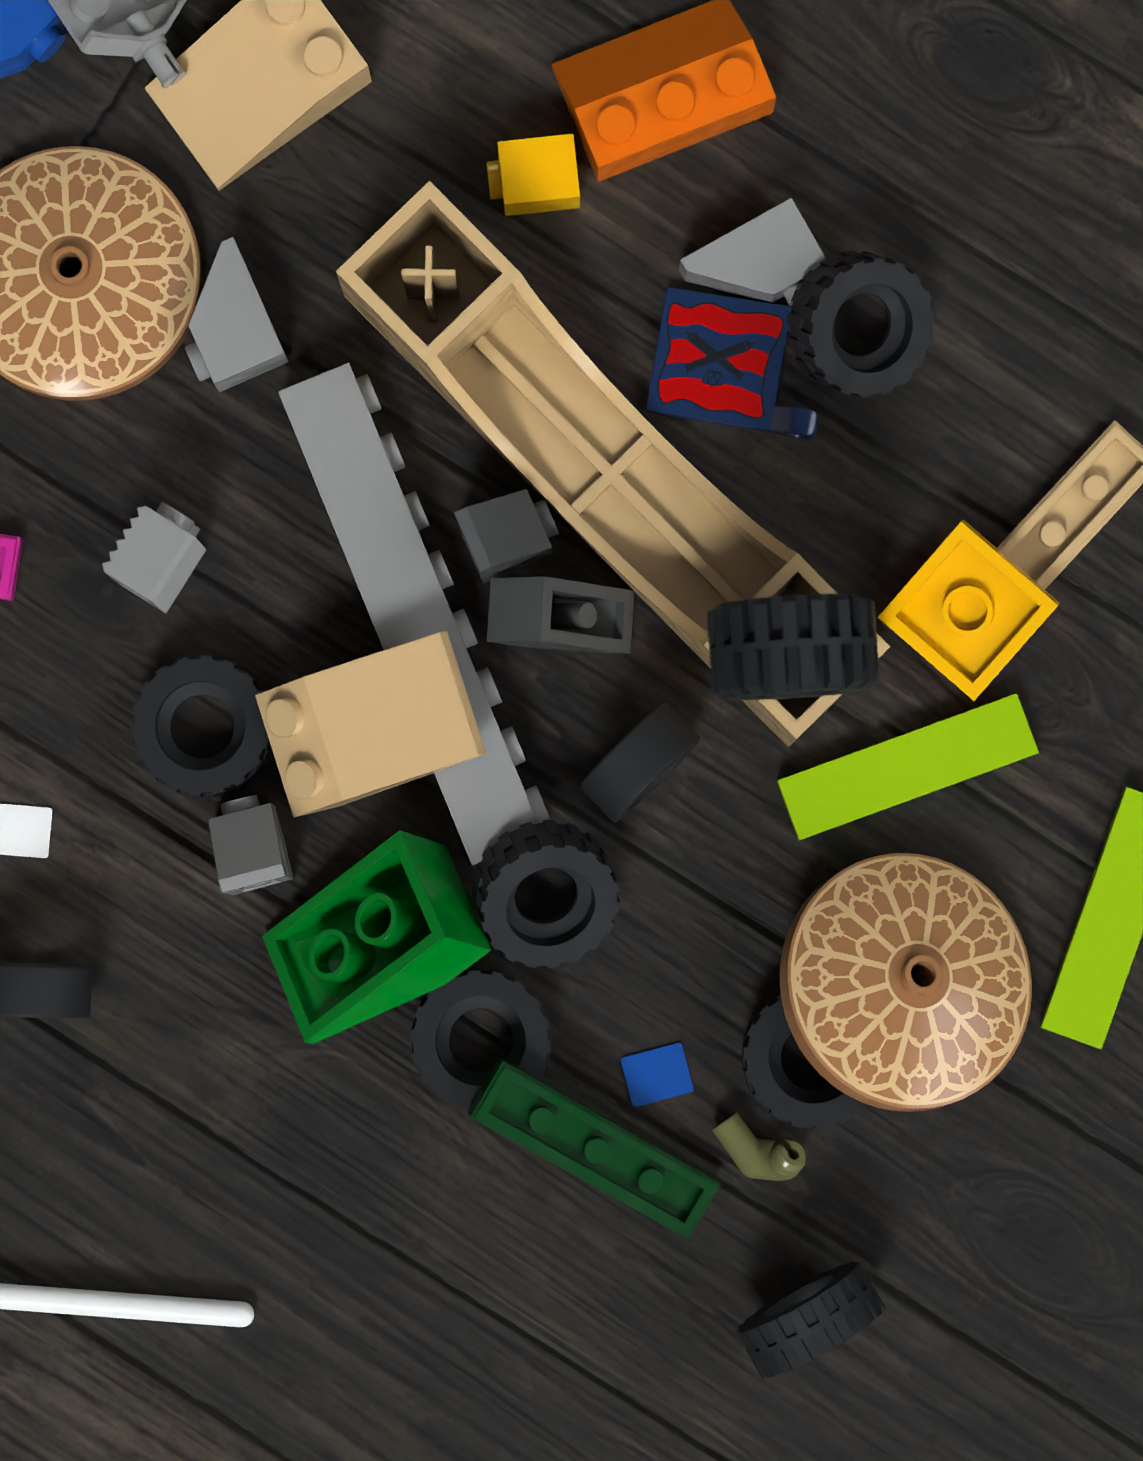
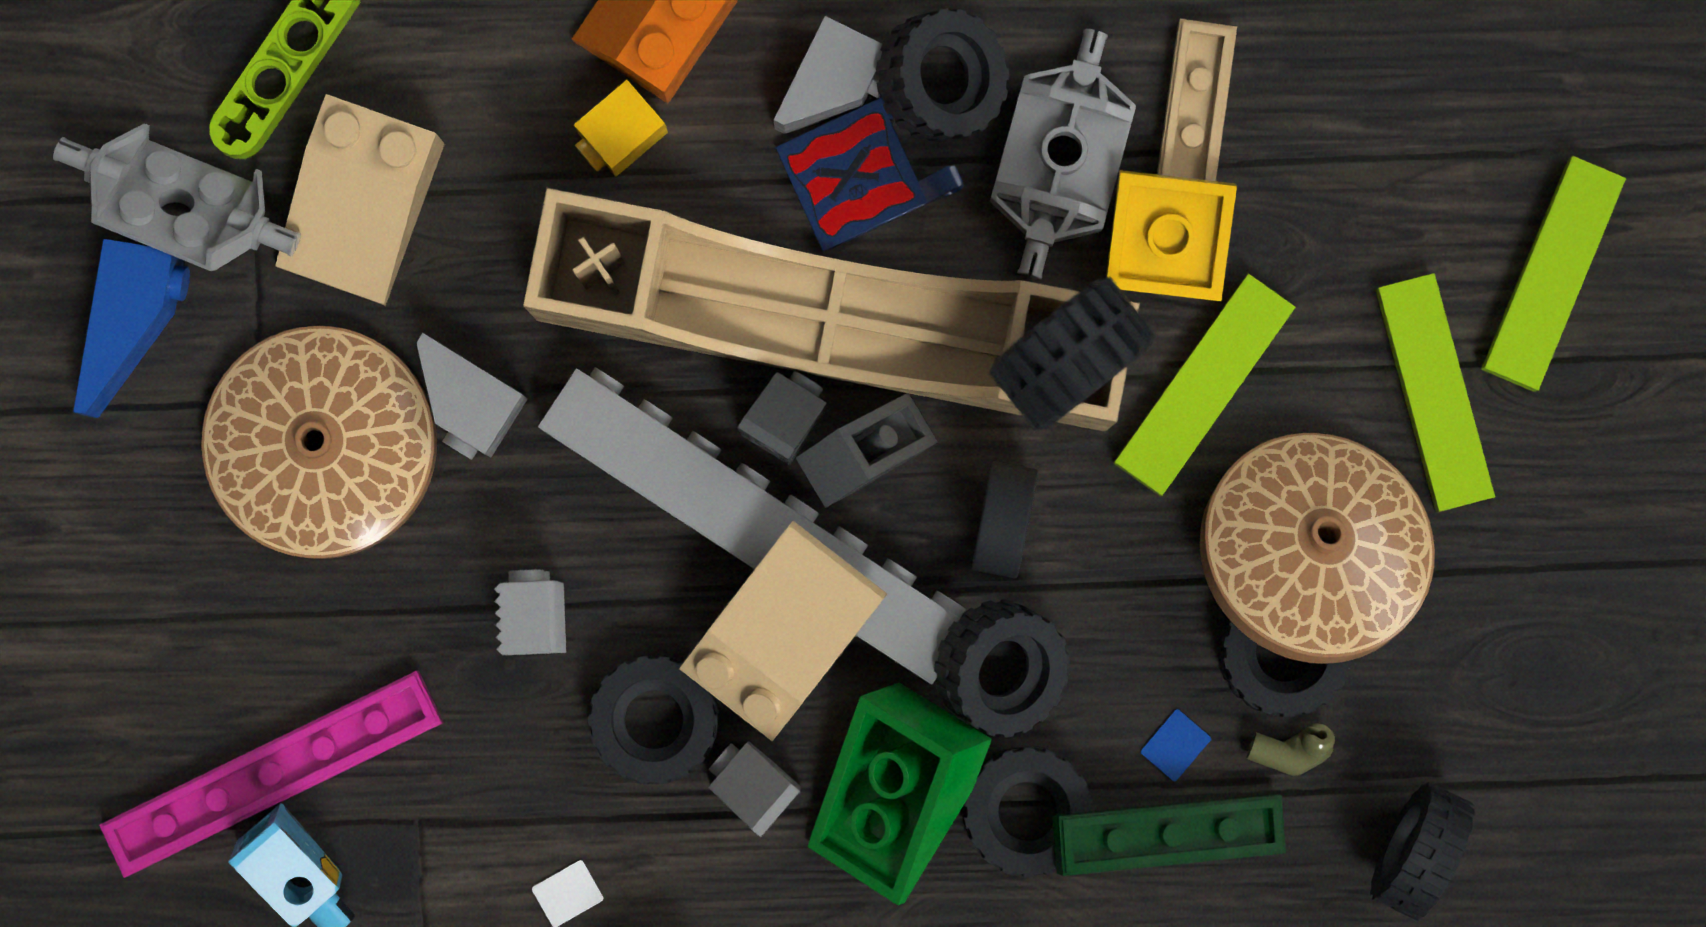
camera: 40 degrees left, 0 degrees up
(892, 512) = (1056, 200): none -> light grey plate

